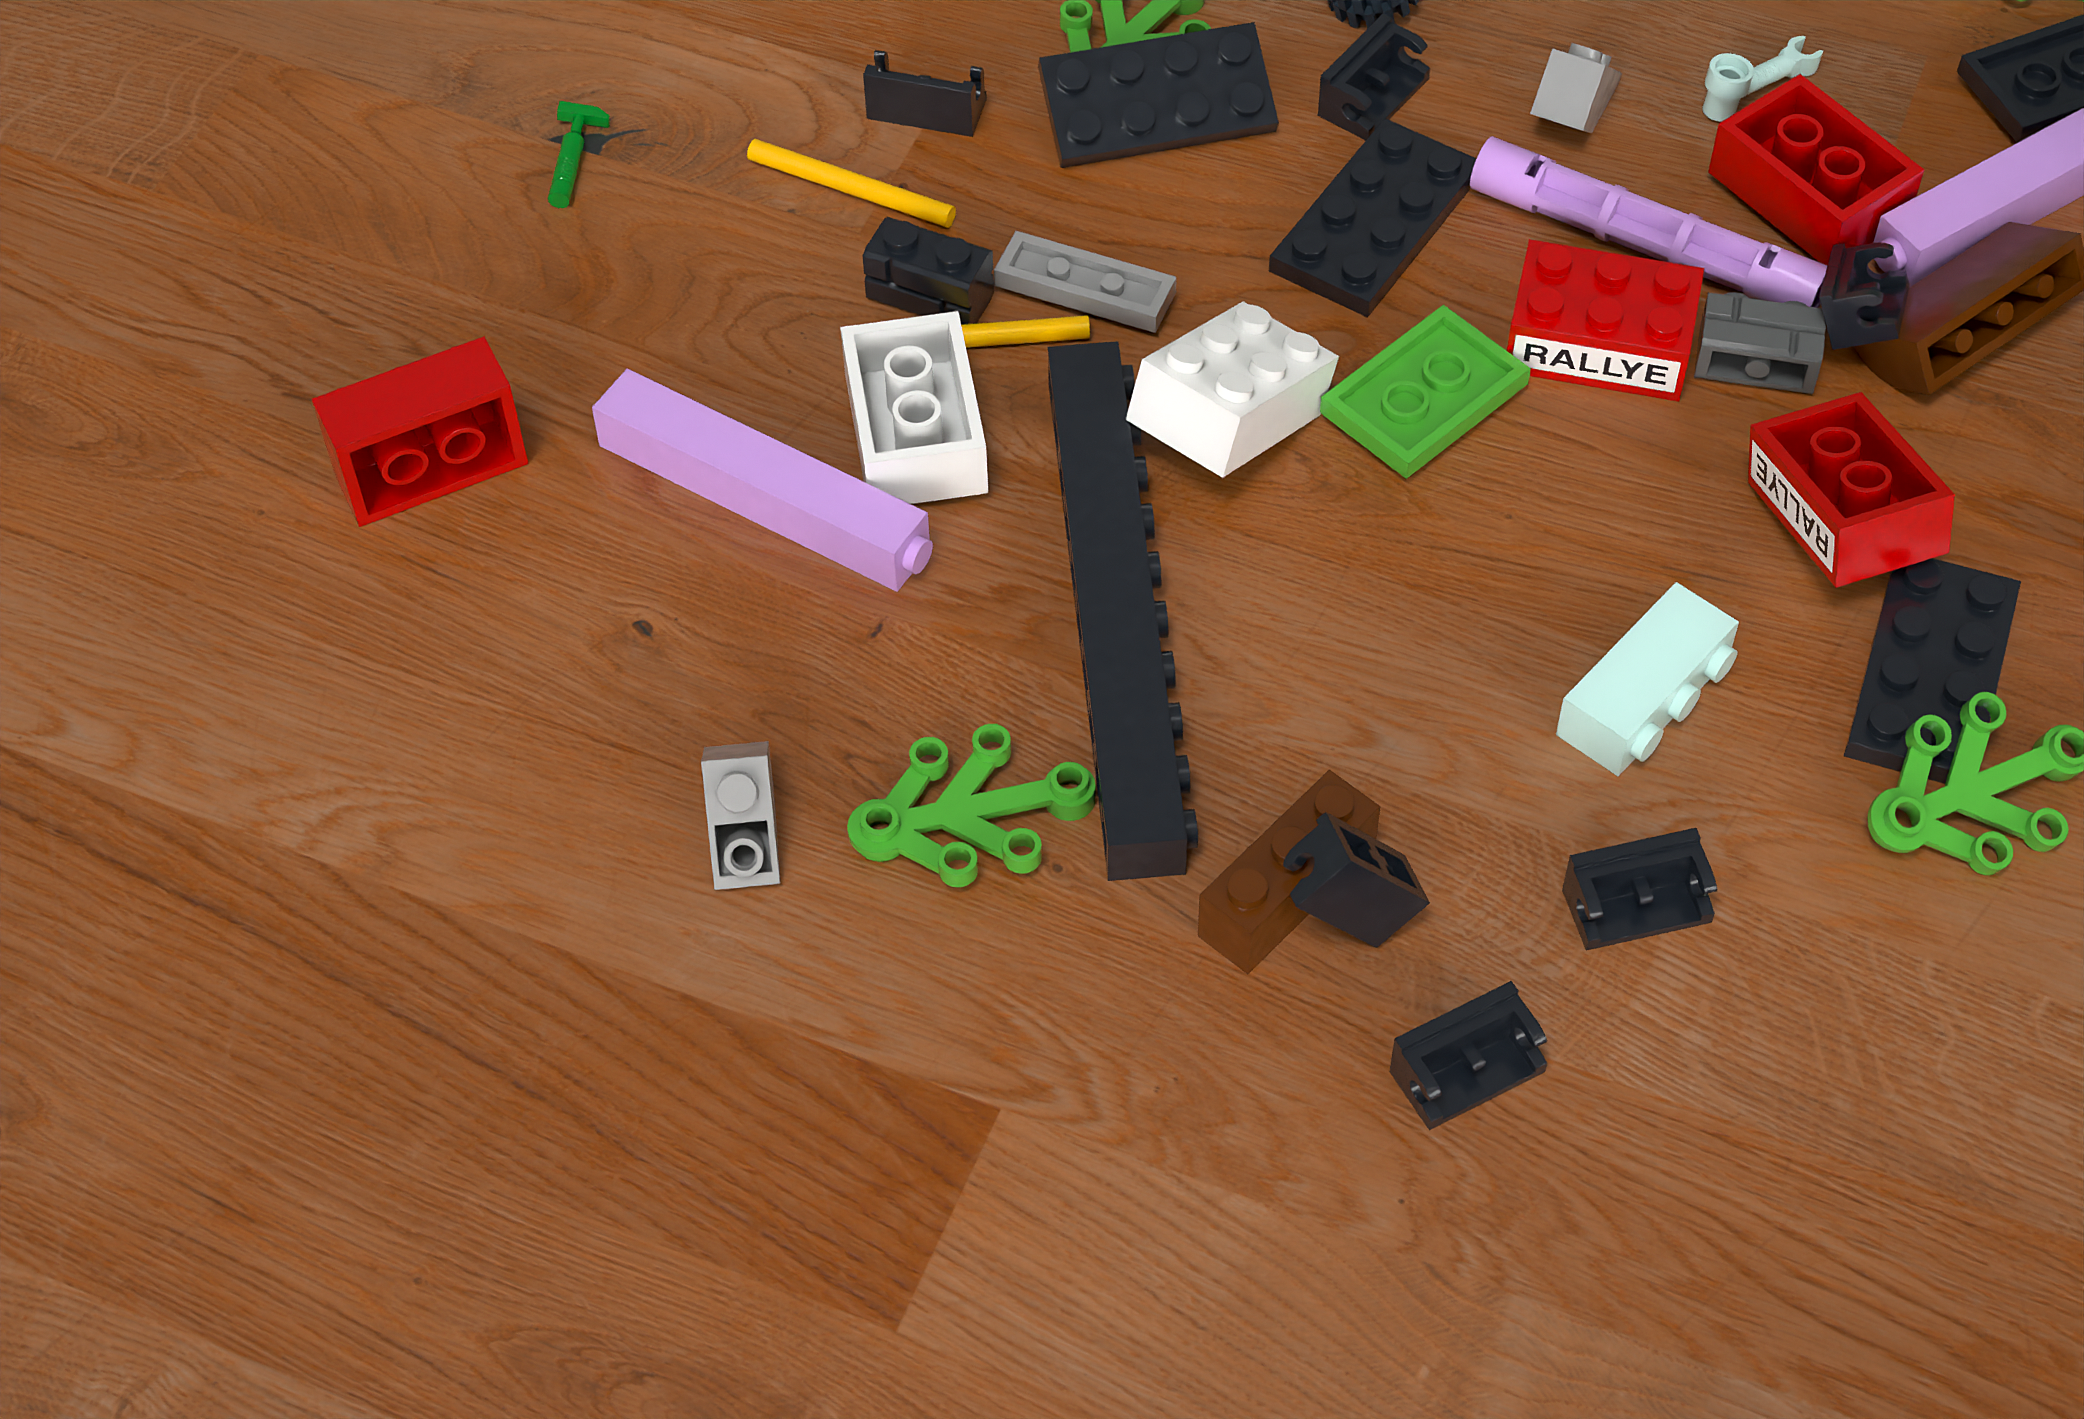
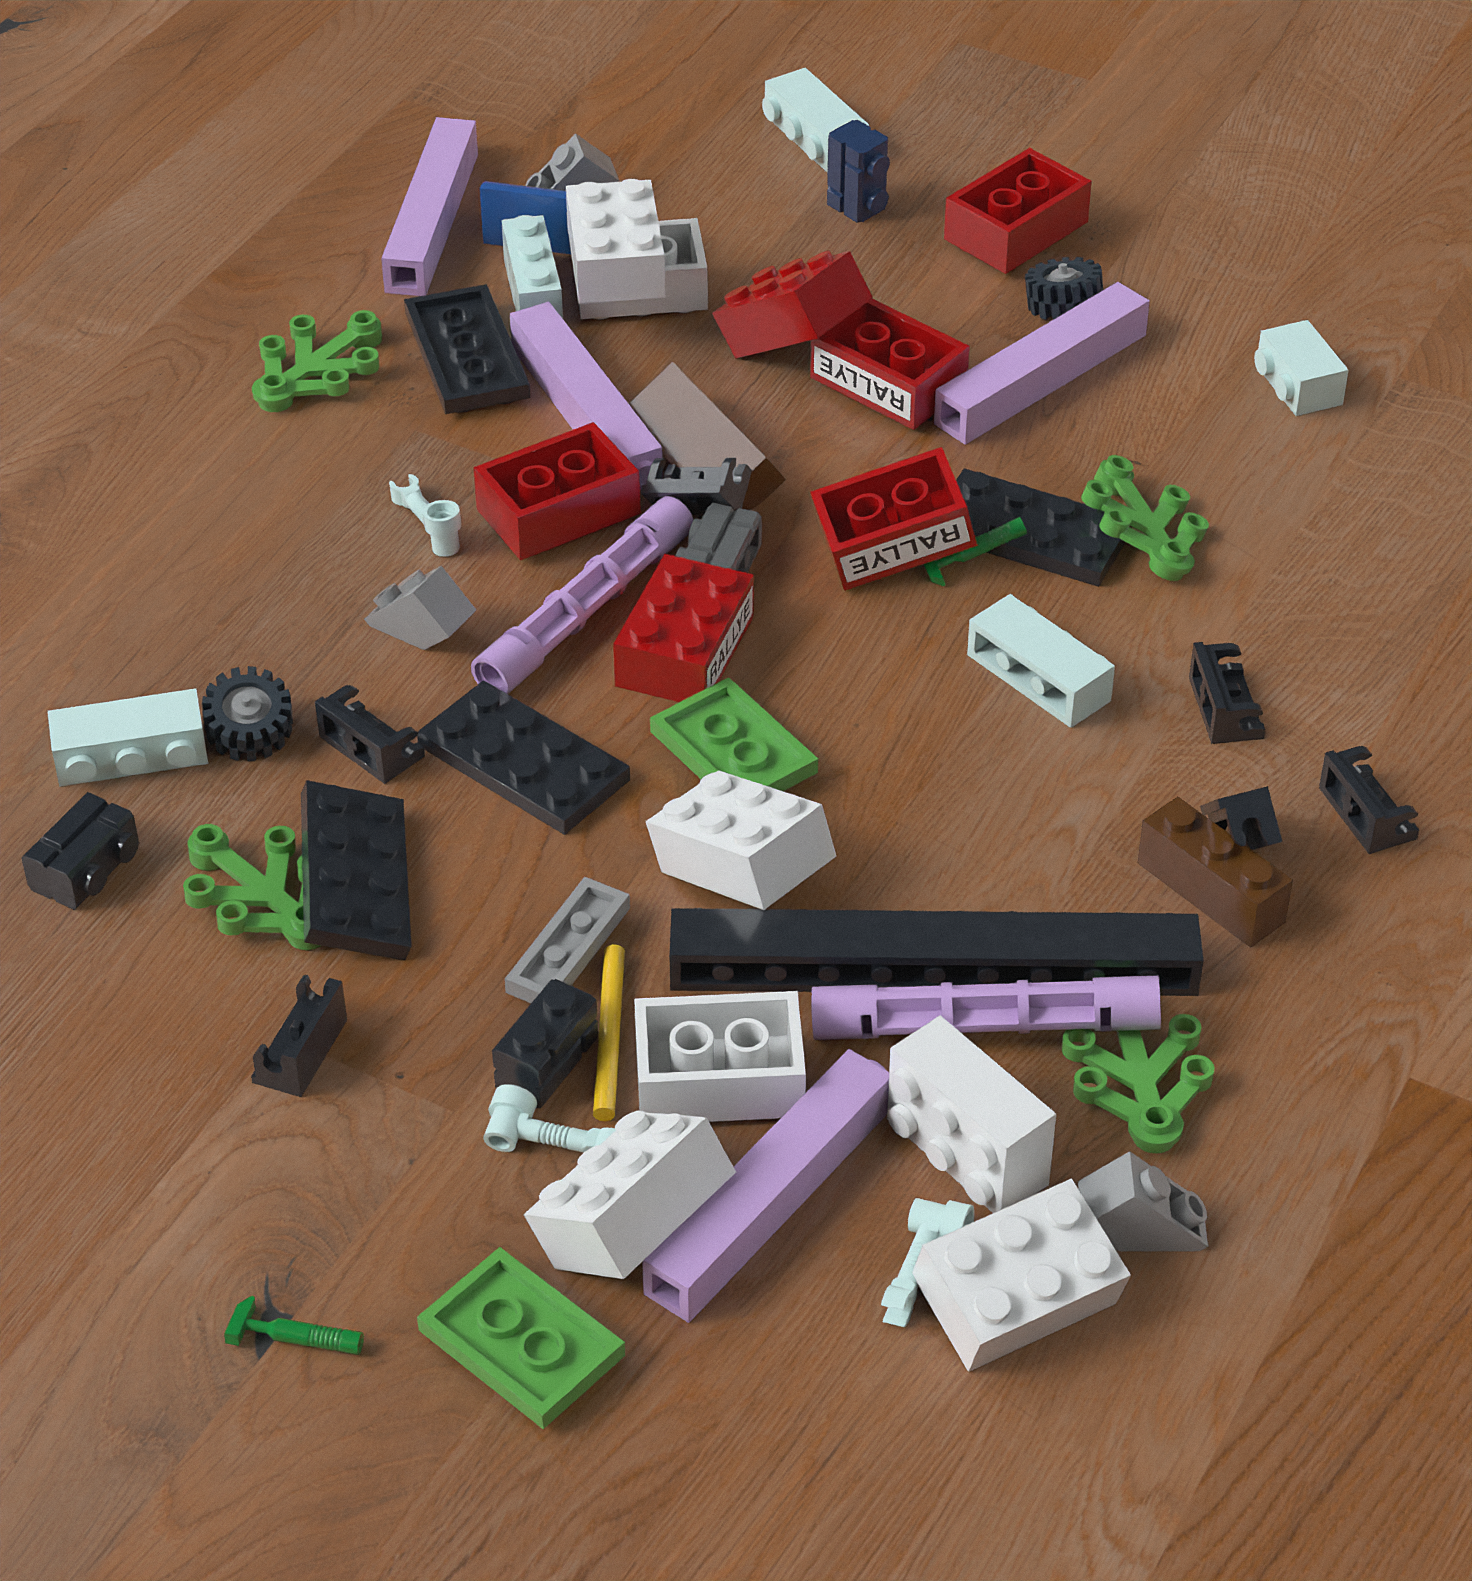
camera: 85 degrees left, 10 degrees down
(421, 431) = (696, 1429): red brick -> none
(561, 307) = (521, 1337): none -> bright green plate
(629, 689) = (1020, 1274): none -> white brick
(709, 346) = (629, 1193): none -> white brick
(719, 634) = (929, 1222): none -> light aqua brick
(828, 271) = (512, 1119): none -> light aqua brick
(837, 625) = (970, 1116): none -> white brick
(851, 183) = (393, 1109): yellow bar -> none
(1018, 649) = (1018, 1006): none -> lavender piece
(1856, 602) = (985, 543): none -> green piece

